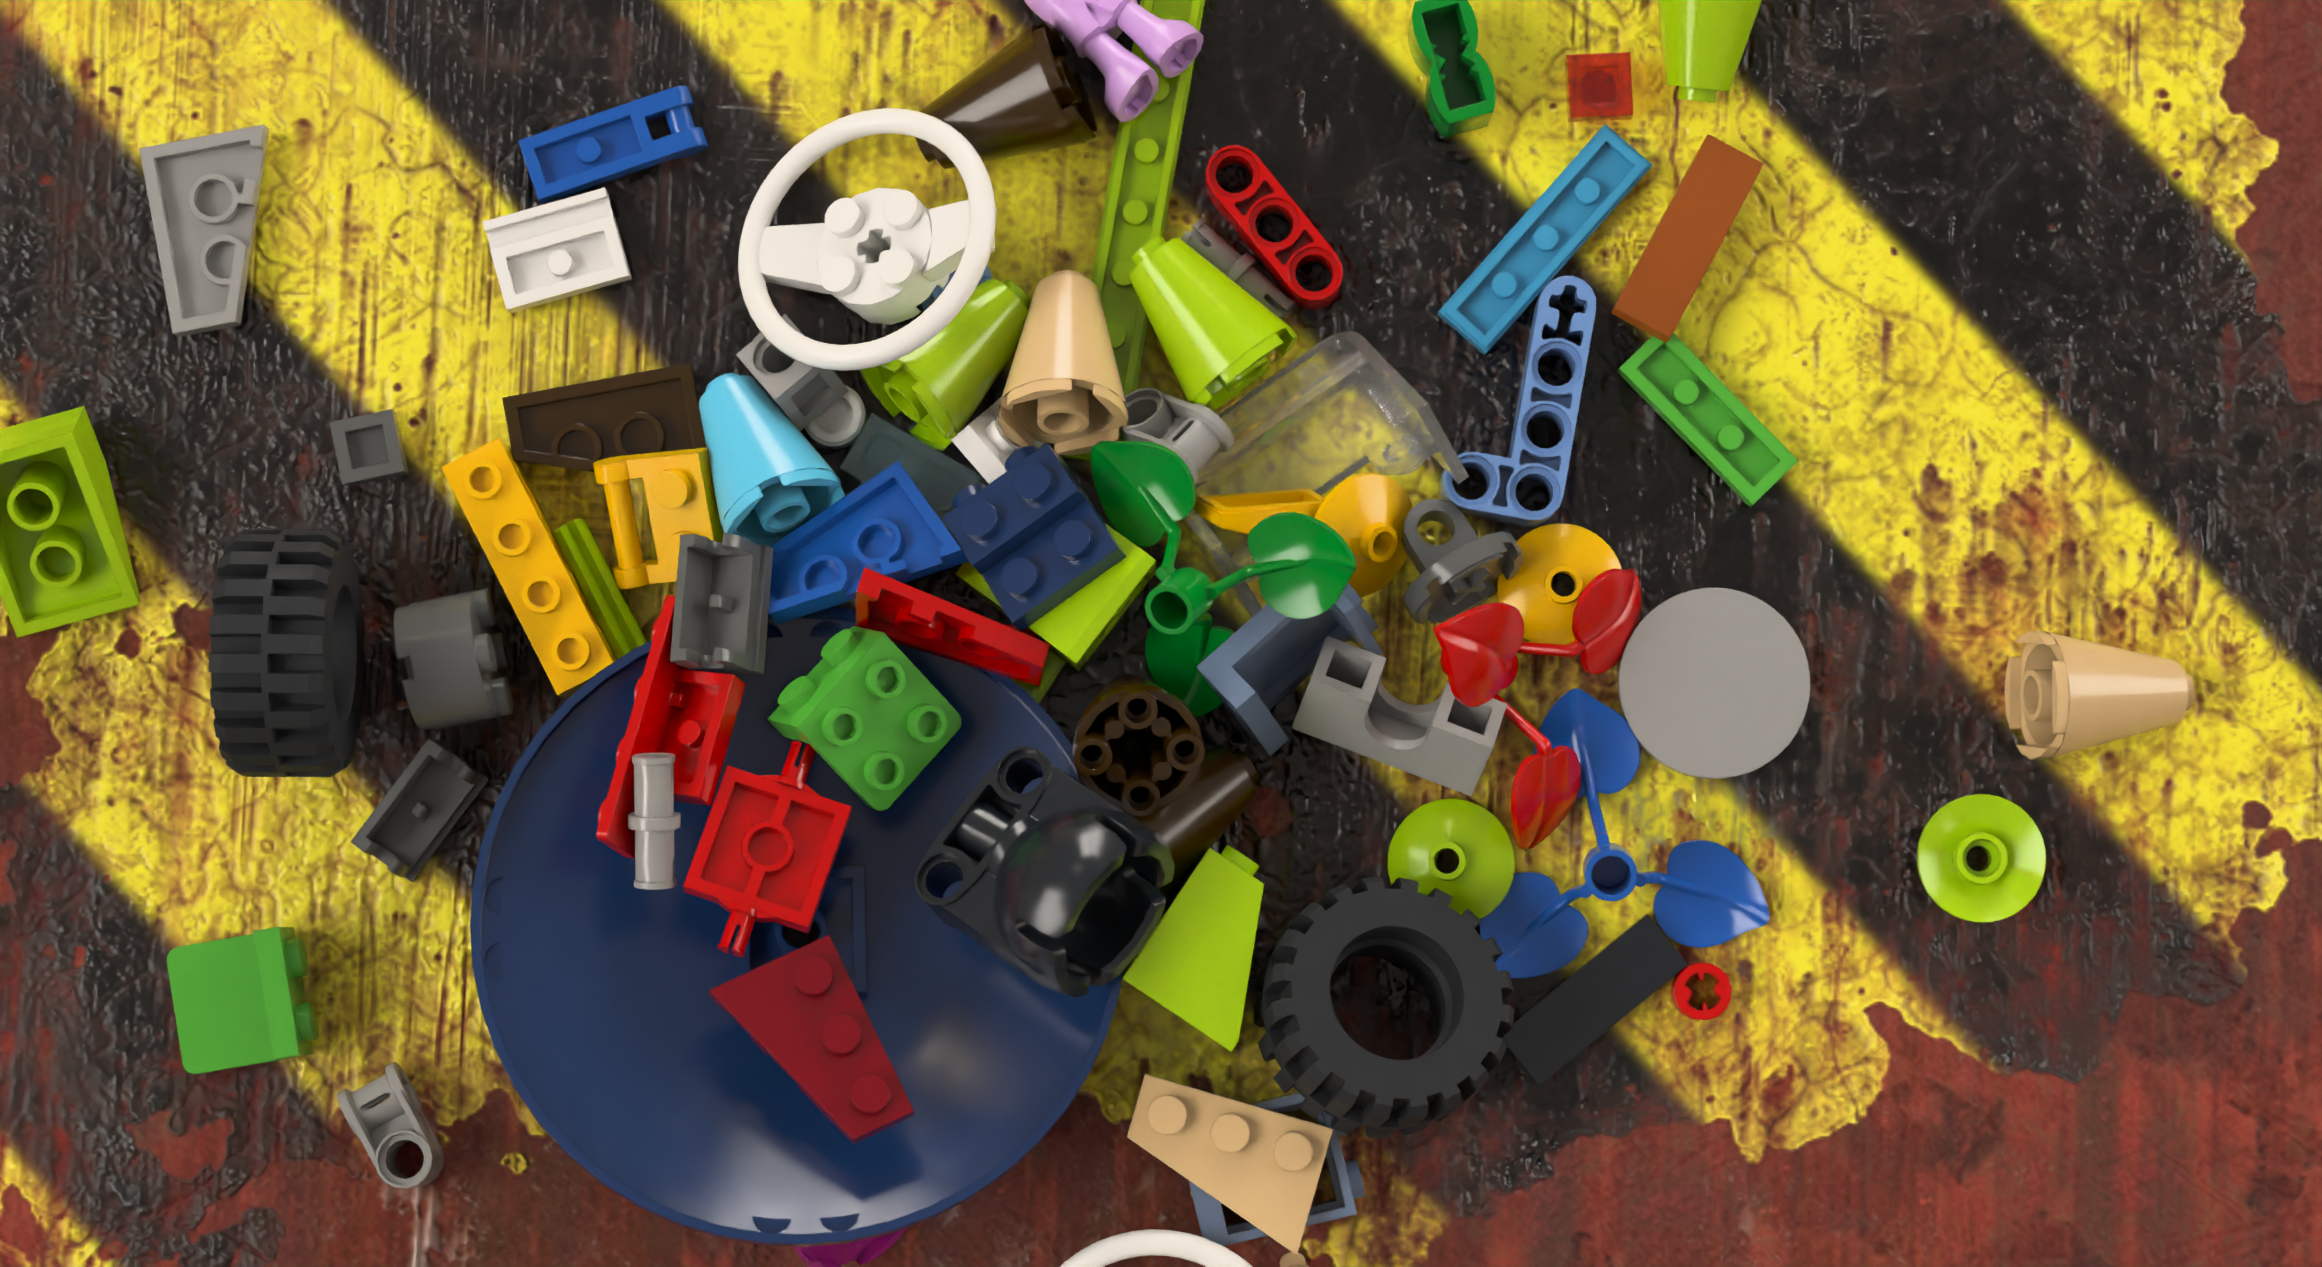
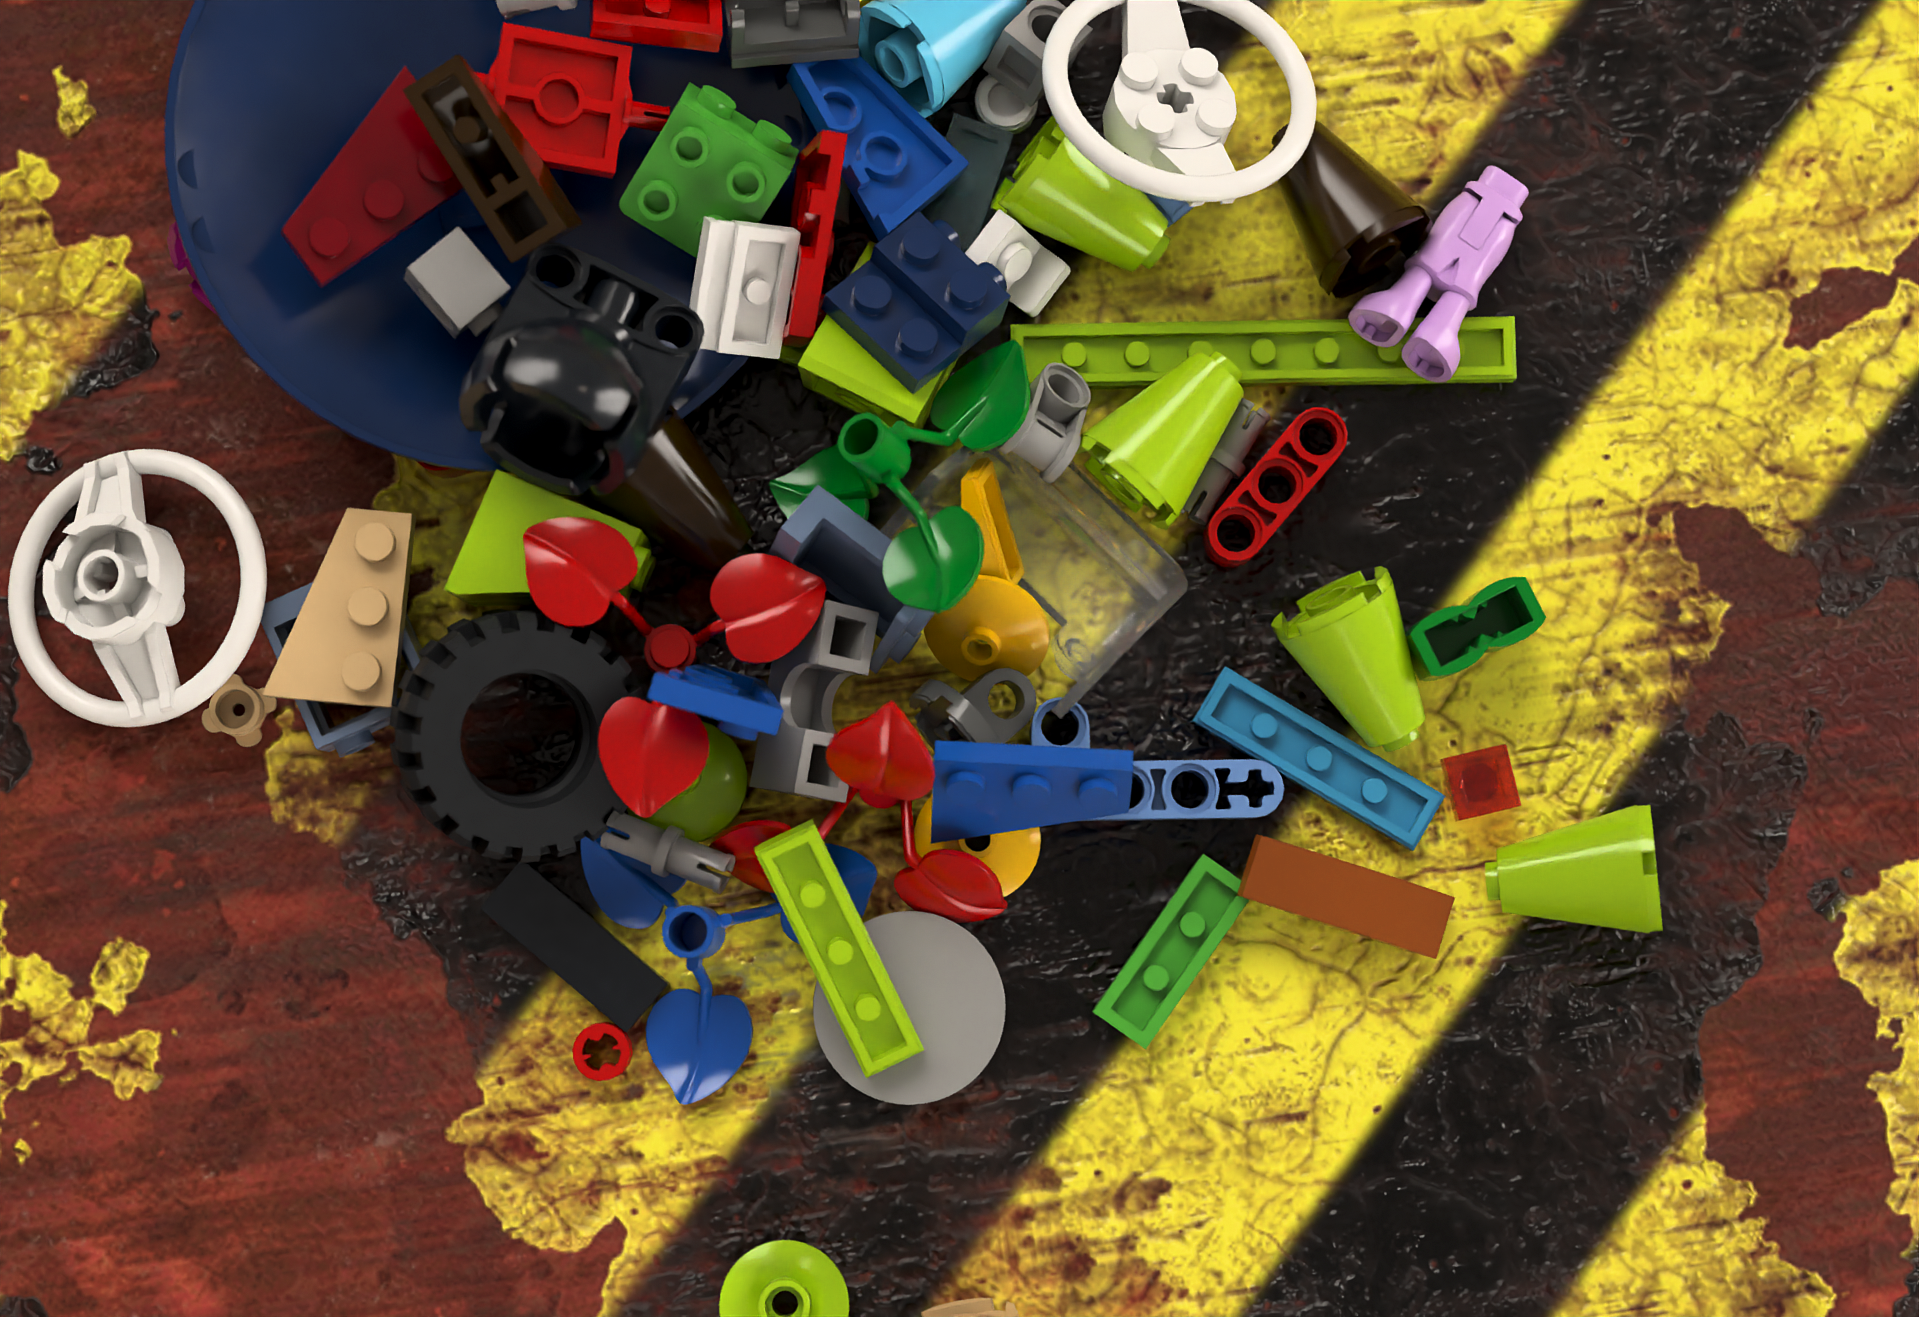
camera: 75 degrees right, 0 degrees up
(827, 917) = (492, 160): none -> dark brown slope
(938, 978) = (458, 285): none -> light grey brick
(983, 701) = (744, 285): none -> white plate
(1064, 371) = (1089, 304): tan cone -> none
(1137, 745) = (729, 438): dark brown cone -> none
(1306, 743) = (762, 605): none -> red plant
(1389, 794) = (734, 699): none -> blue wing
(1453, 179) = (1358, 656): none -> lime cone
(1522, 885) = (668, 851): none -> light grey pin
(1530, 523) = (1021, 787): none -> blue wing
(1648, 736) = (838, 948): none -> lime tile

